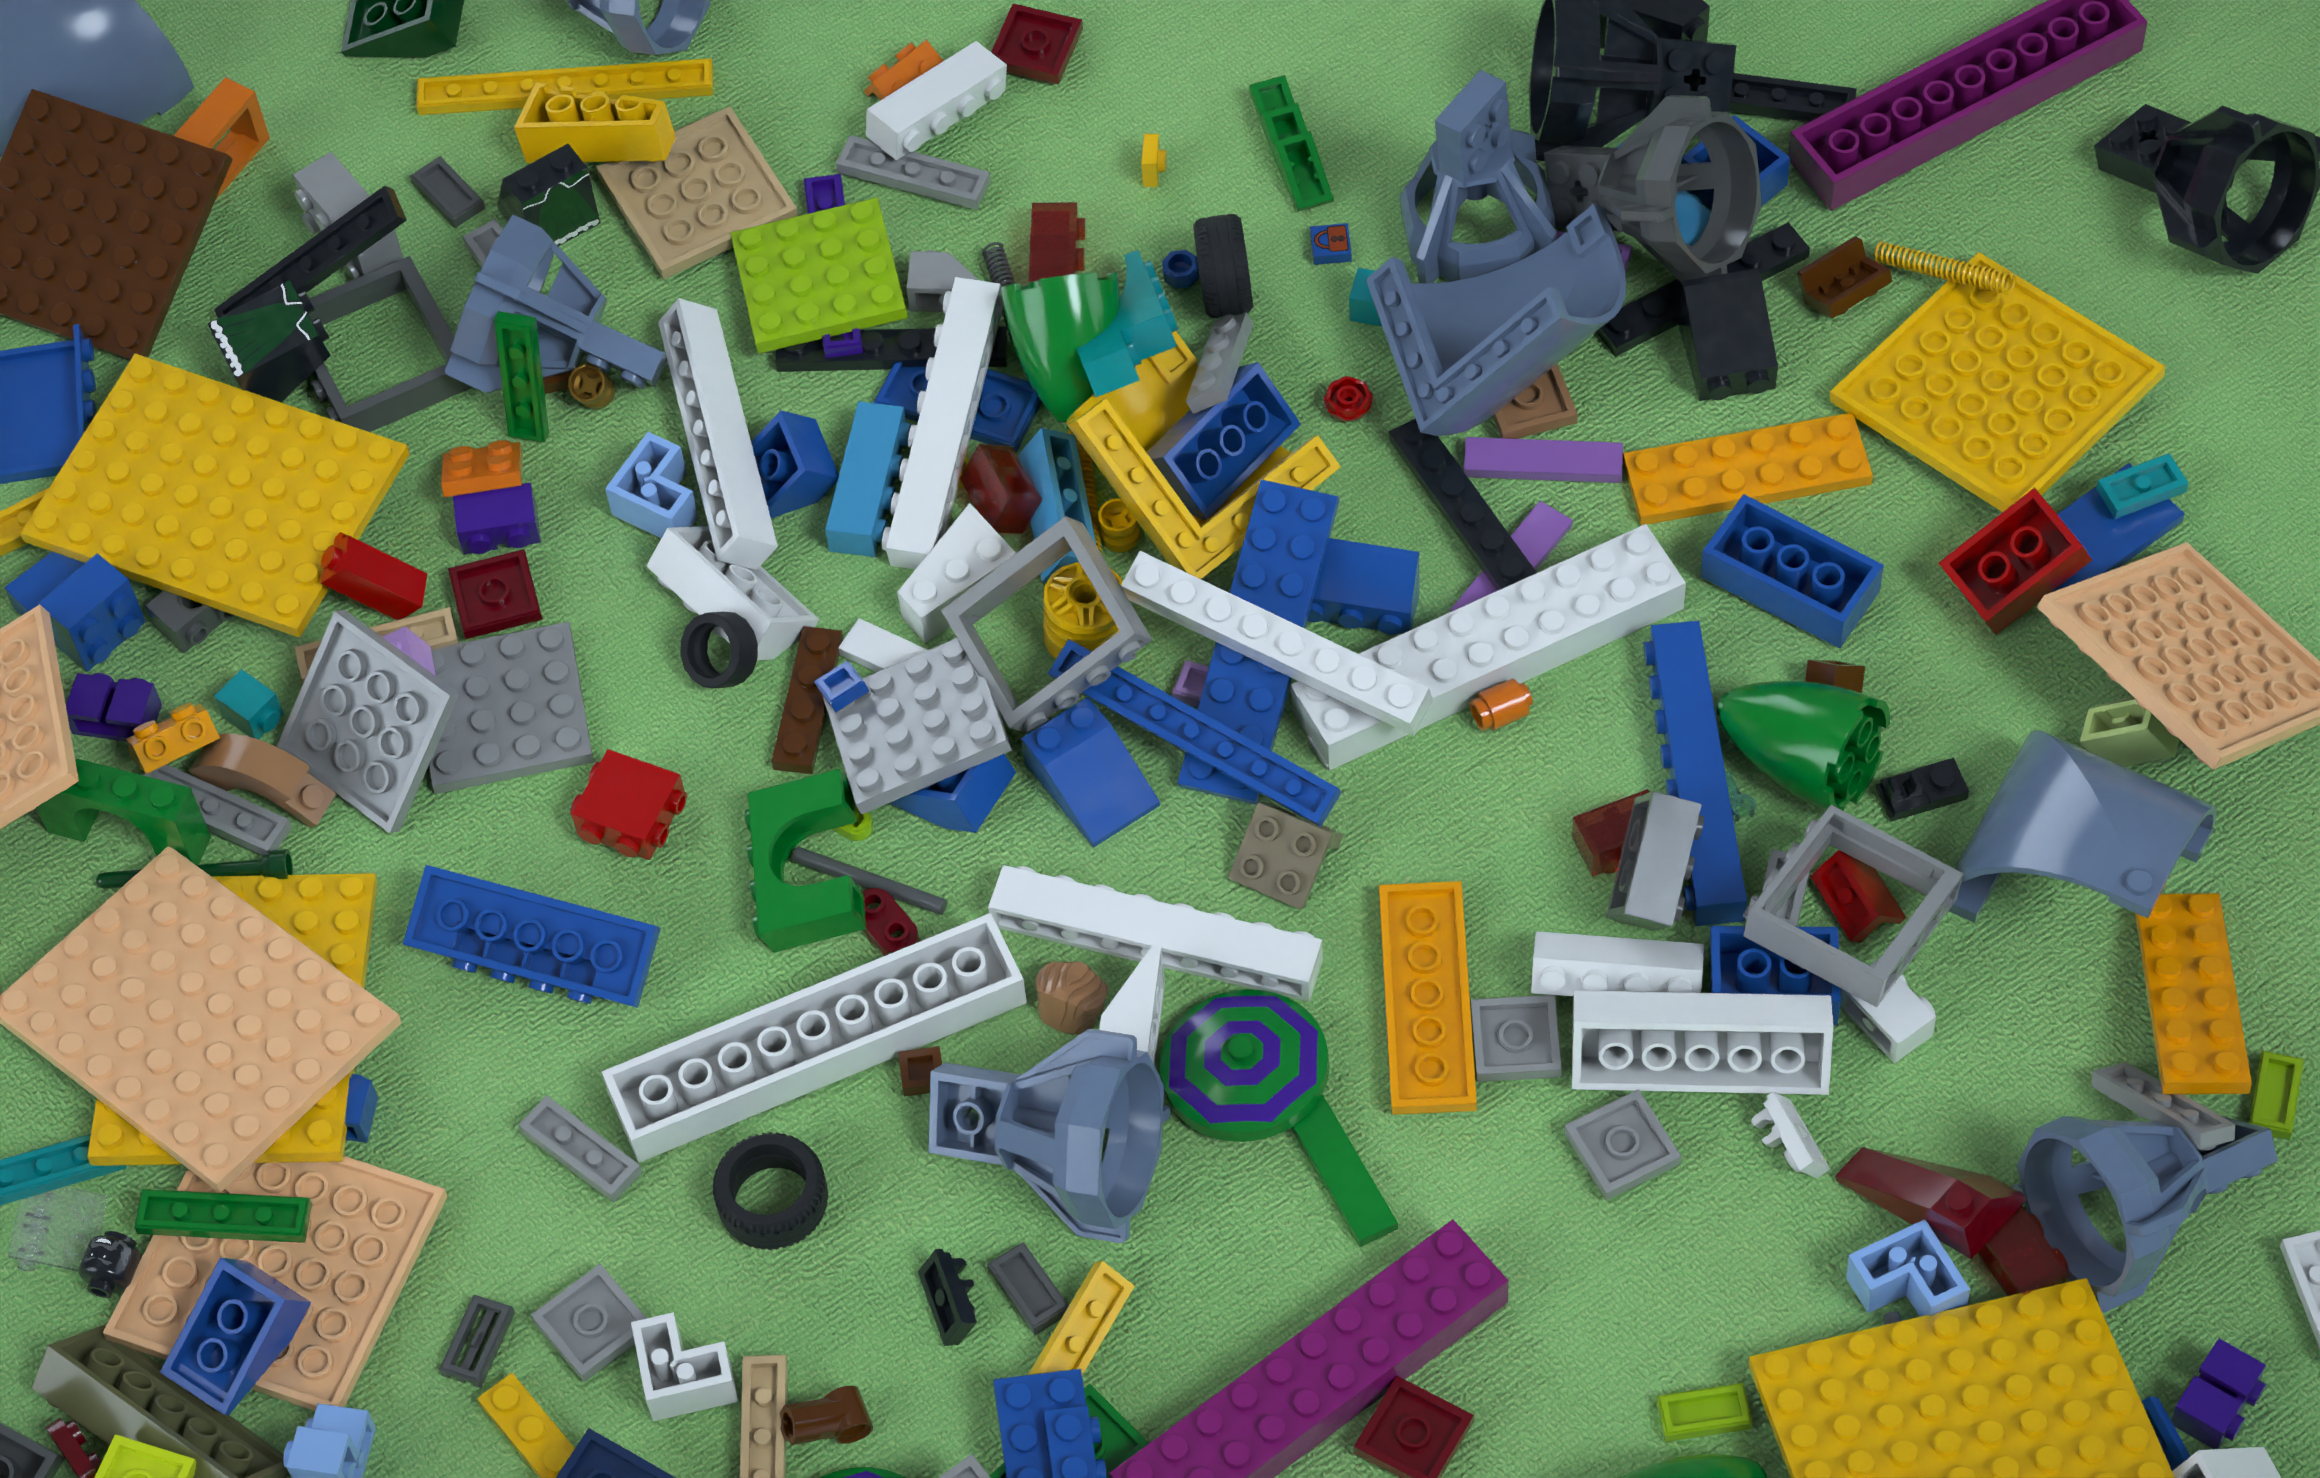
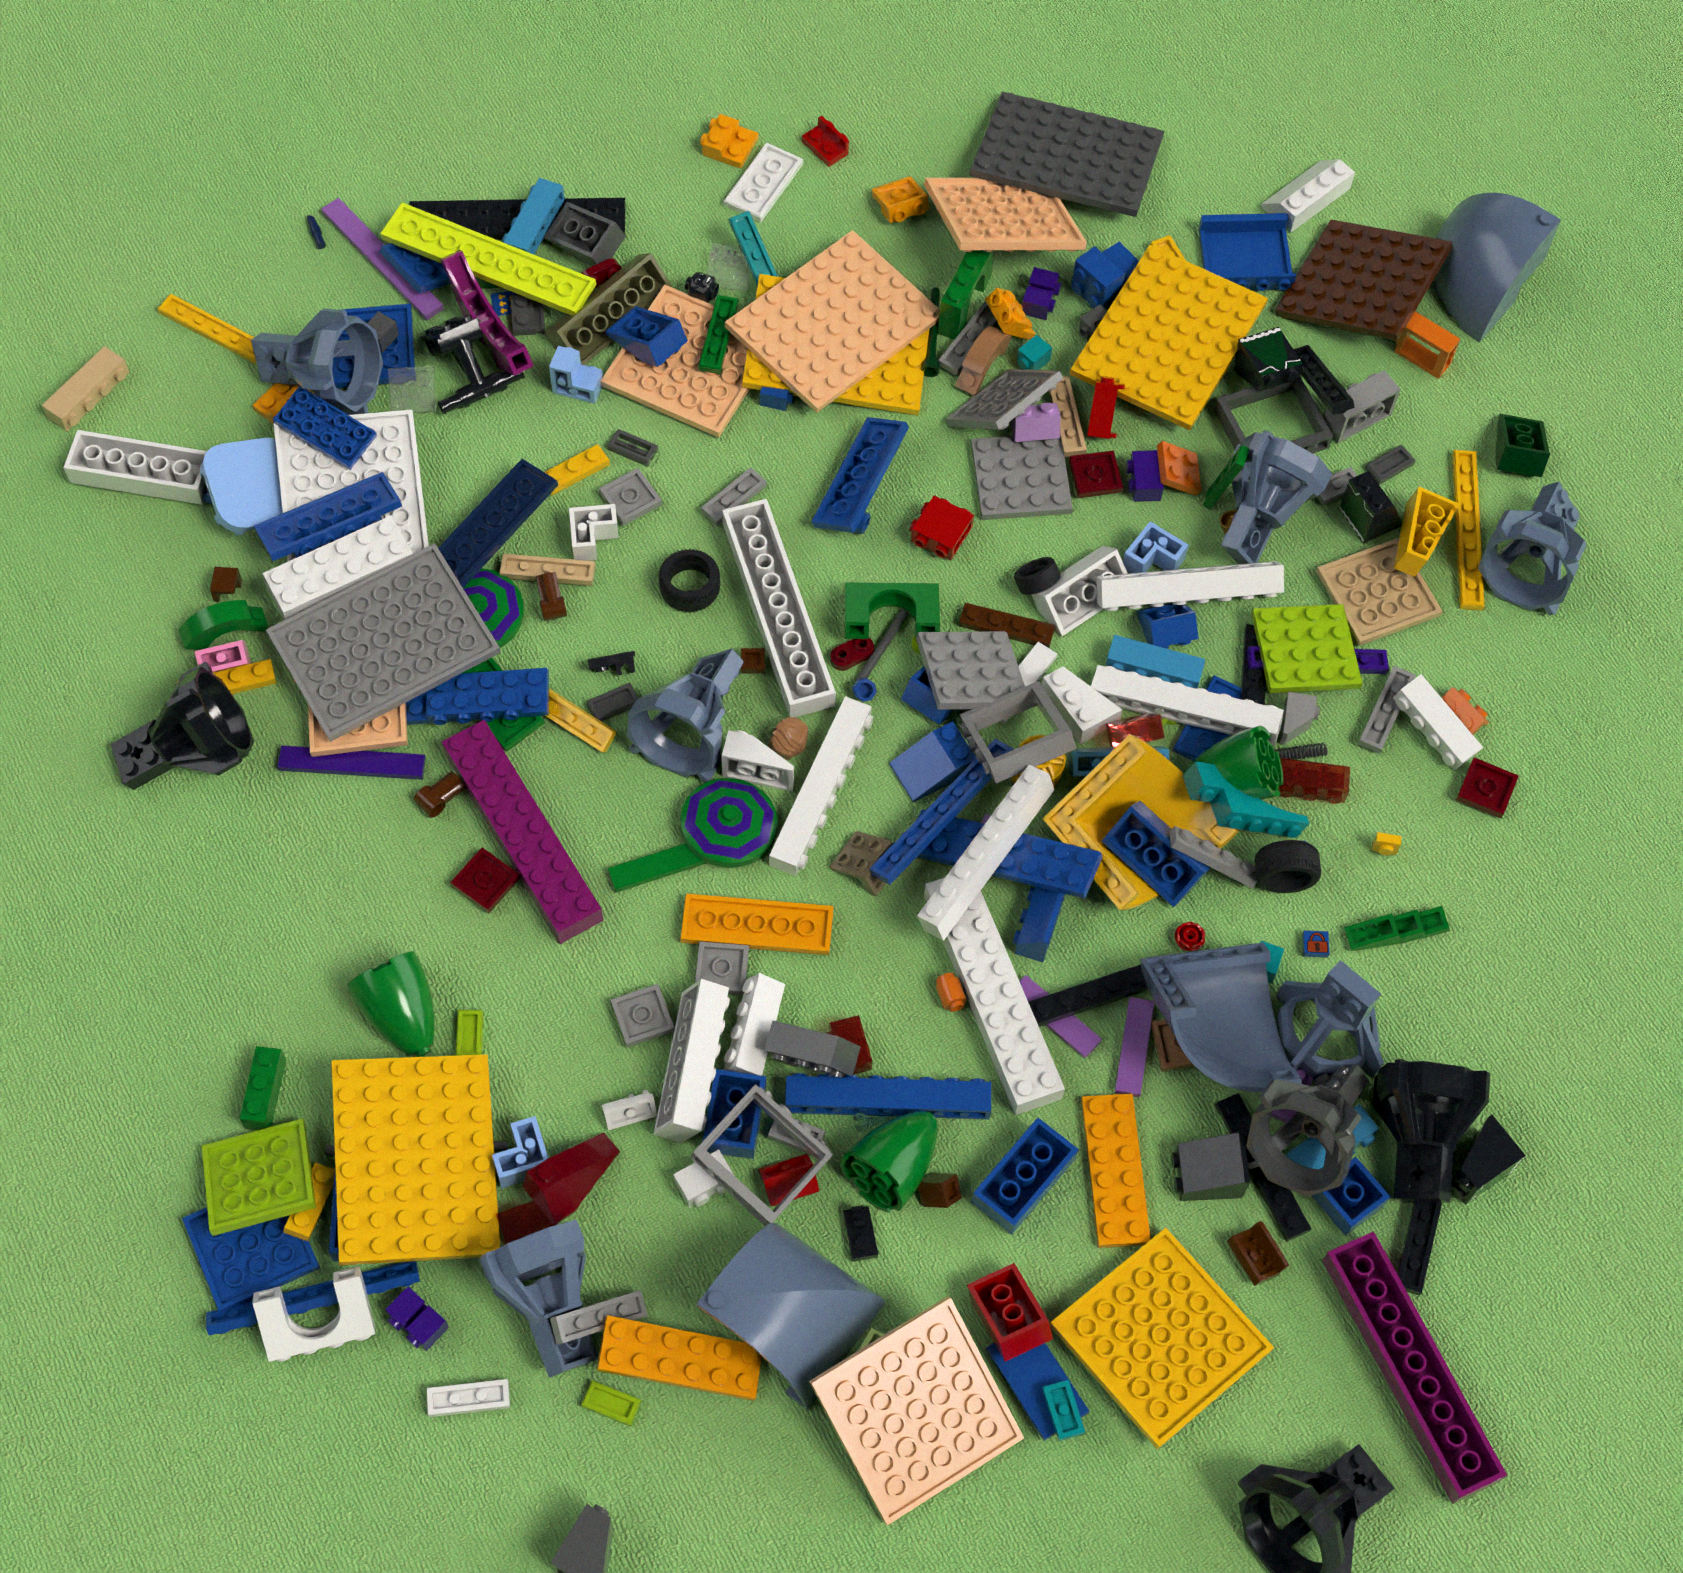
camera: 90 degrees right, 5 degrees up
(841, 686) = (1004, 635): blue tile -> none
(961, 891) = (864, 689): none -> blue tile
(1917, 268) = (1260, 1320): yellow piece -> none

